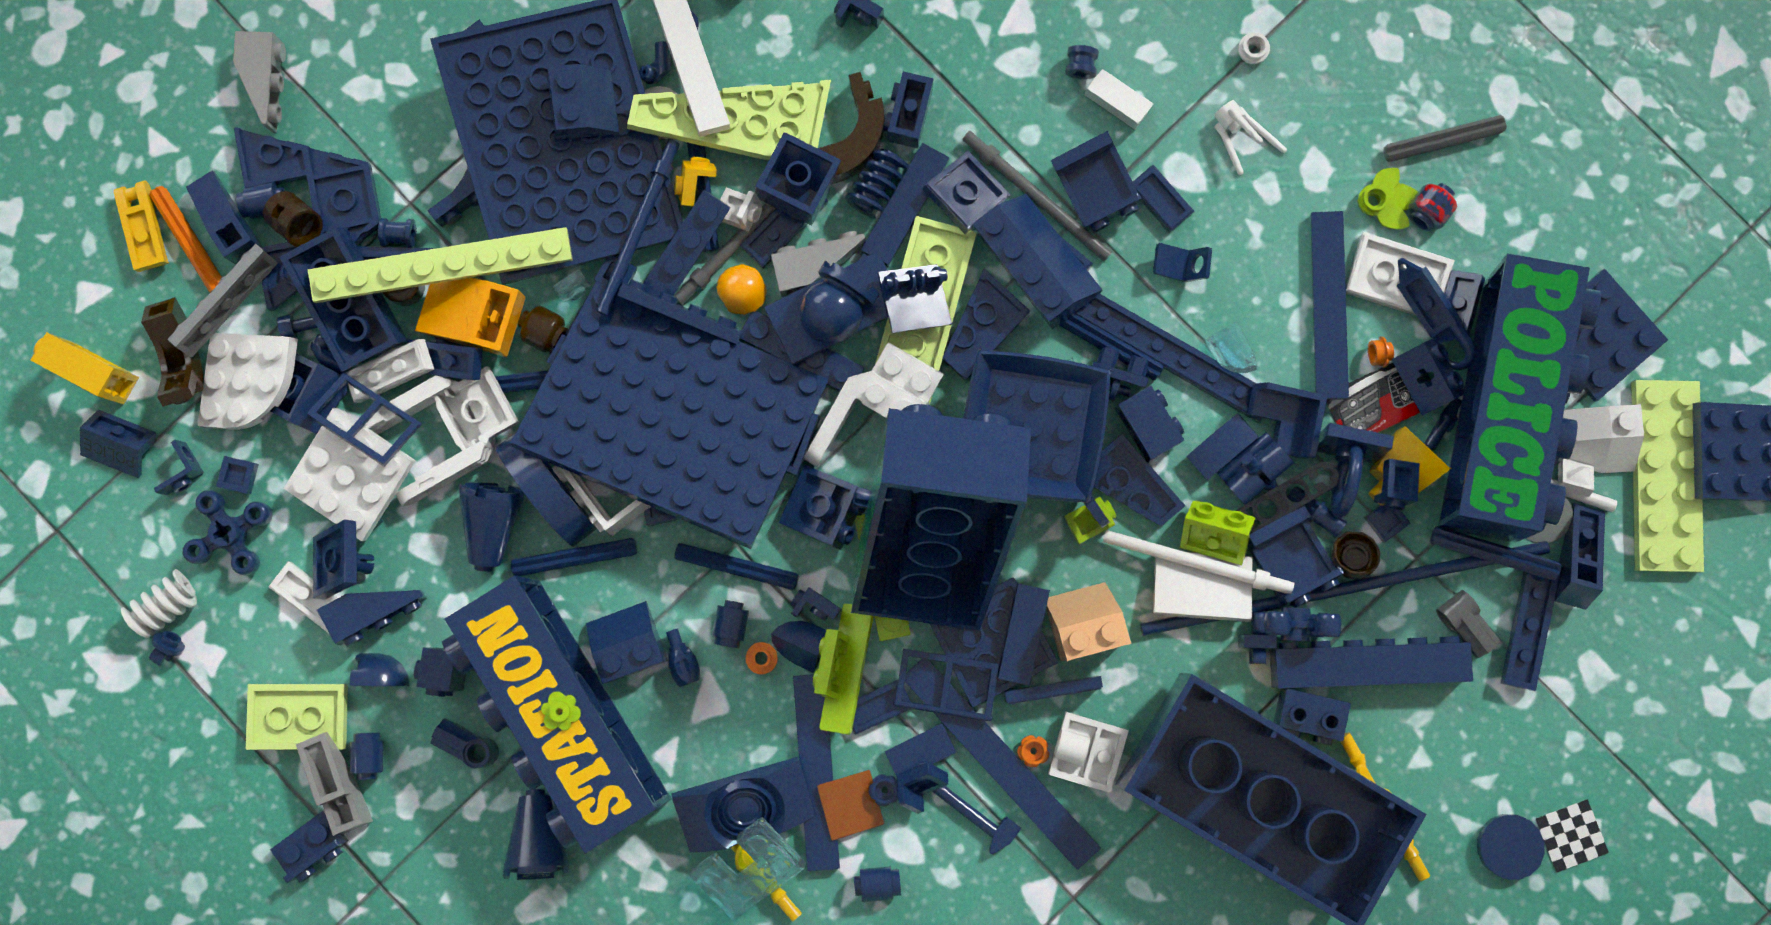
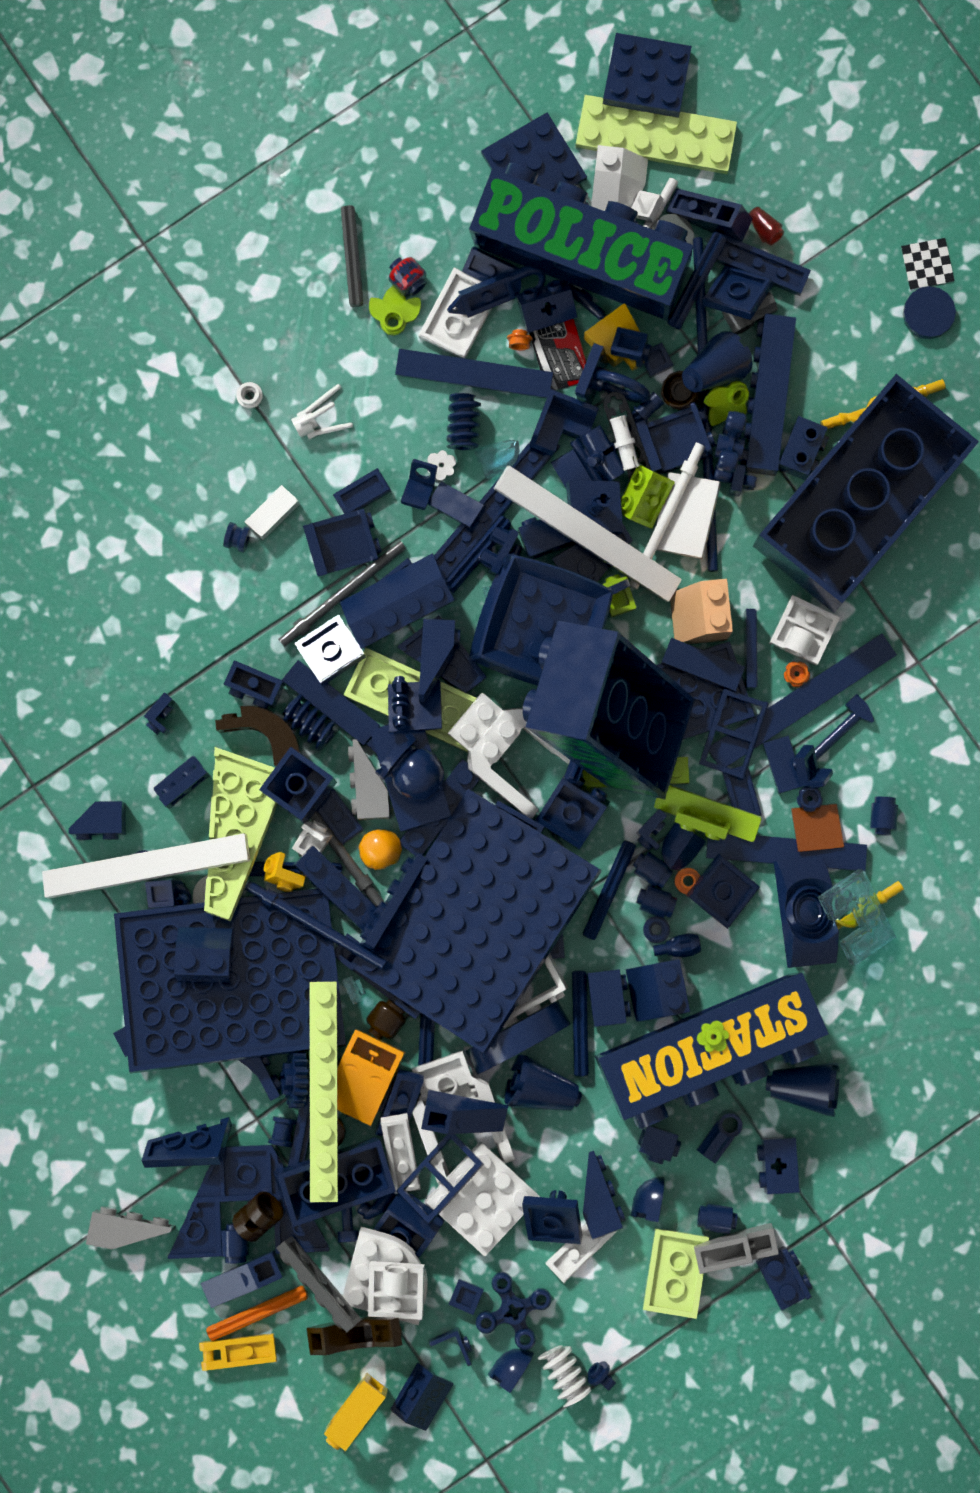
camera: 80 degrees left, 0 degrees up
(161, 540) = (510, 1367): none -> dark blue brick
(226, 390) = (396, 1290): none -> white plate
(360, 131) = (194, 1148): none -> dark blue wing
(420, 824) = (786, 1151): none -> dark blue brick
(437, 429) = (461, 1115): none -> dark blue slope
(454, 233) = (295, 1079): none -> dark blue gear
(606, 583) = (607, 997): none -> dark blue brick
(649, 45) = (160, 893): none -> dark blue plate
(689, 624) = (665, 929): none -> dark blue plate
(755, 702) = (723, 891): none -> dark blue tile
(767, 613) = (652, 869): none -> dark blue brick
(782, 48) = (181, 782): none -> dark blue bracket
(984, 312) = (437, 650): none -> dark blue slope
(1157, 466) = (587, 533): none -> white tile
(1165, 310) = (456, 505): none -> dark blue tile
(1191, 472) = (598, 502): none -> dark blue tile
(1219, 284) = (442, 458): none -> white plant
(1268, 300) = (462, 421): none -> dark blue piece
(1277, 495) = (624, 442): none -> white pin
(1352, 607) = (722, 400): none -> lime plate
(1396, 593) = (718, 363): none -> dark blue cone
(1490, 605) = (737, 292): none -> dark blue tile
(1579, 628) = (766, 226): none -> clear red cone

